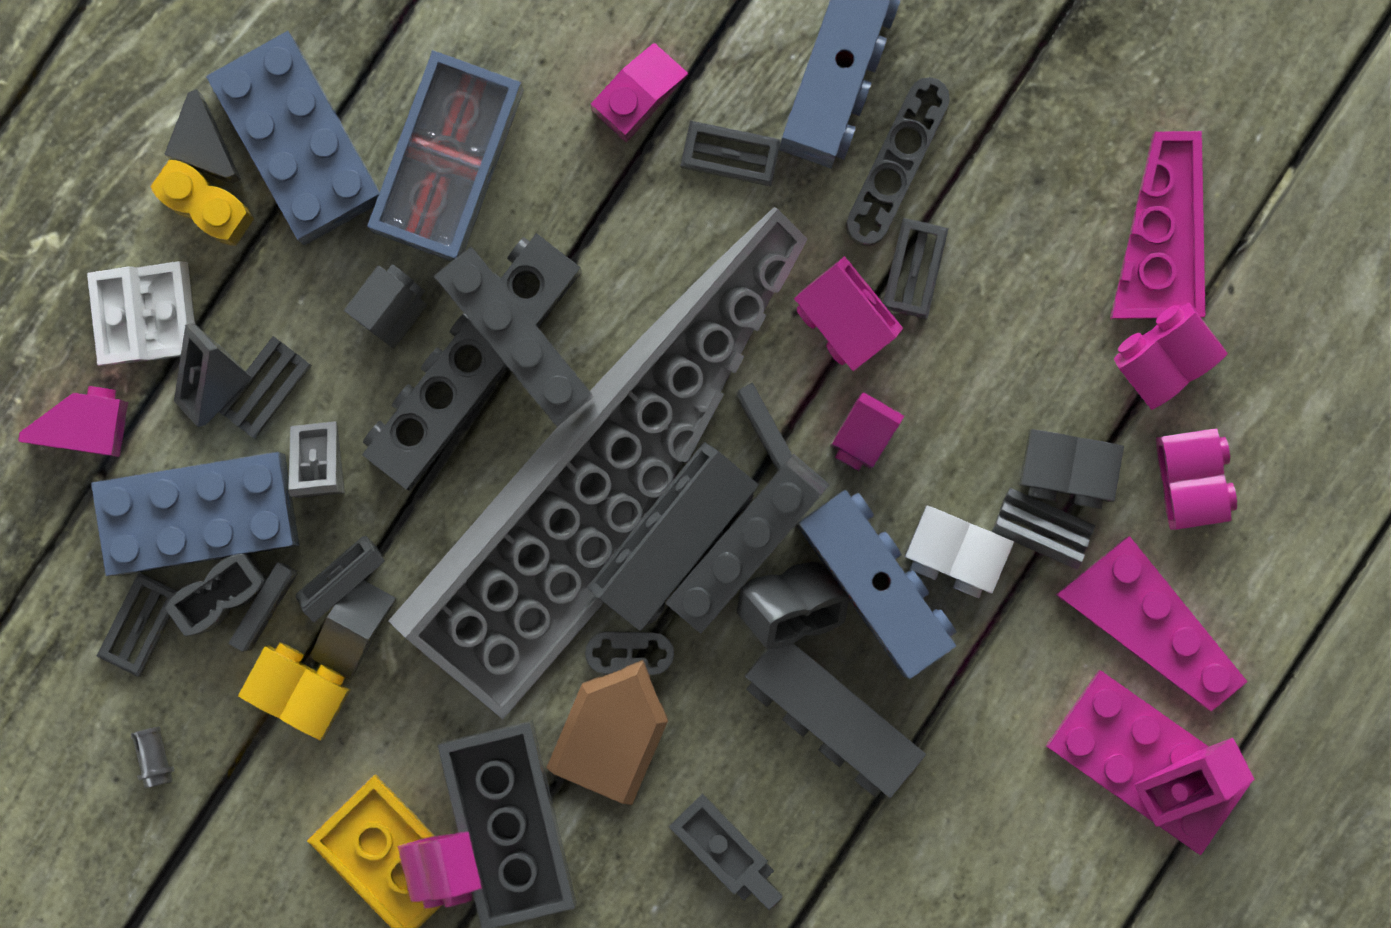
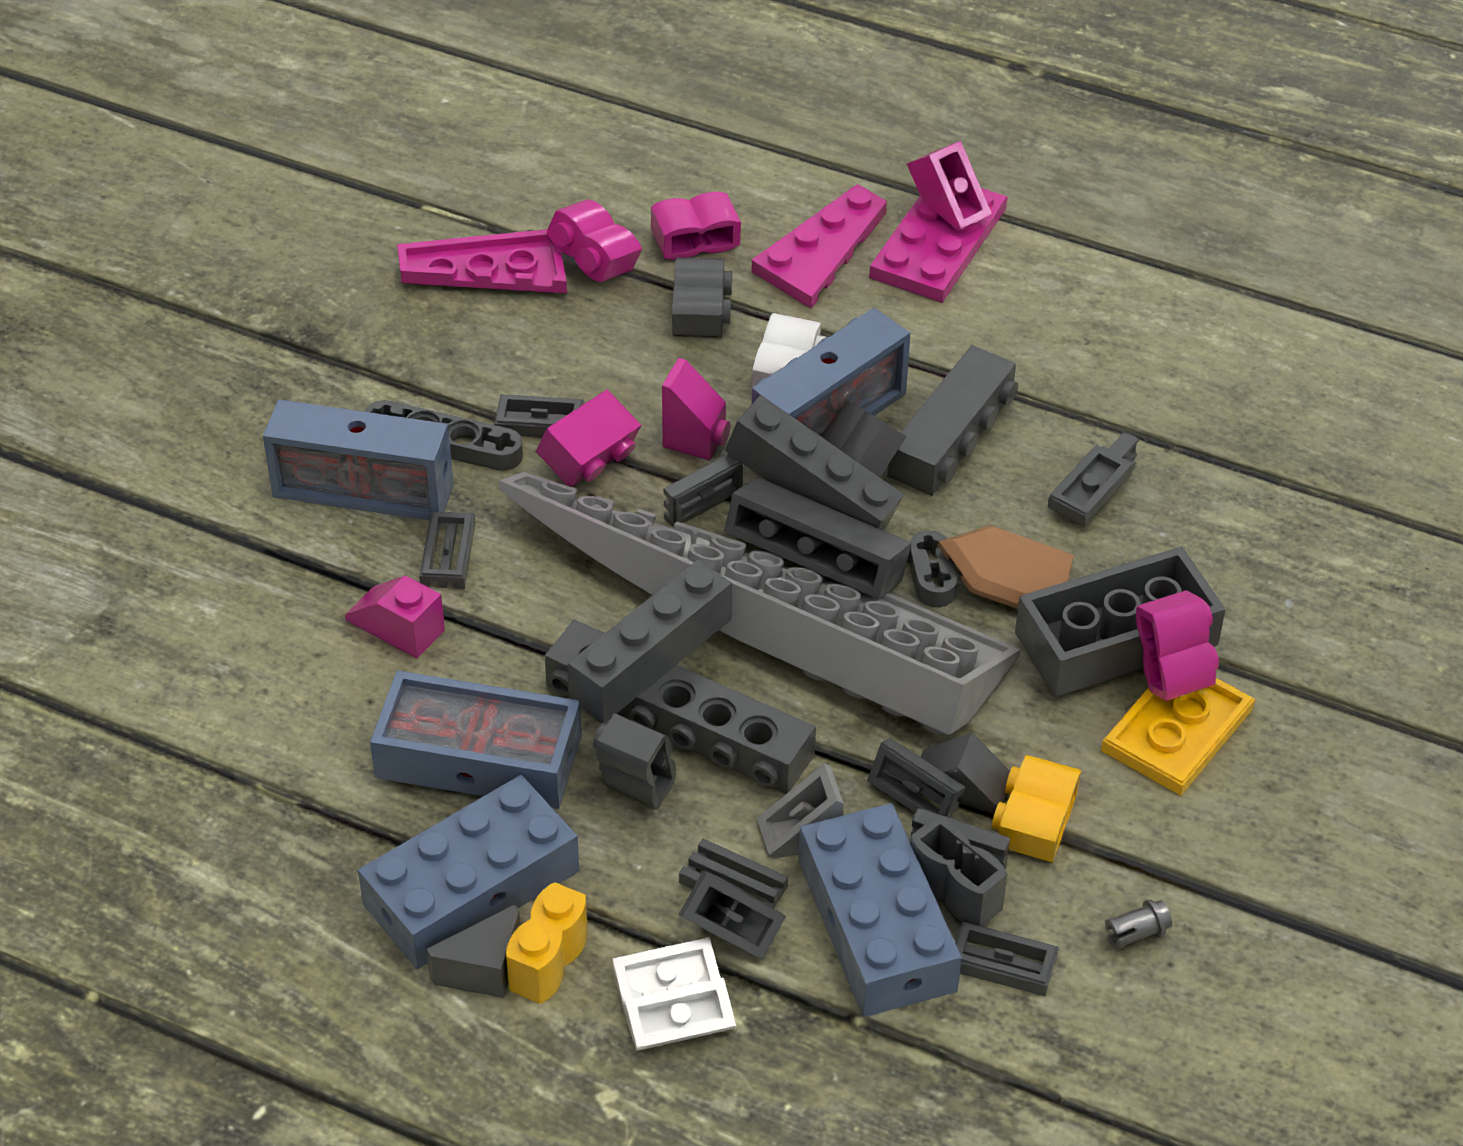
camera: 95 degrees left, 40 degrees down
(81, 423) = (802, 1025): dark pink slope -> none
(1045, 523) = (755, 309): dark grey tile -> none

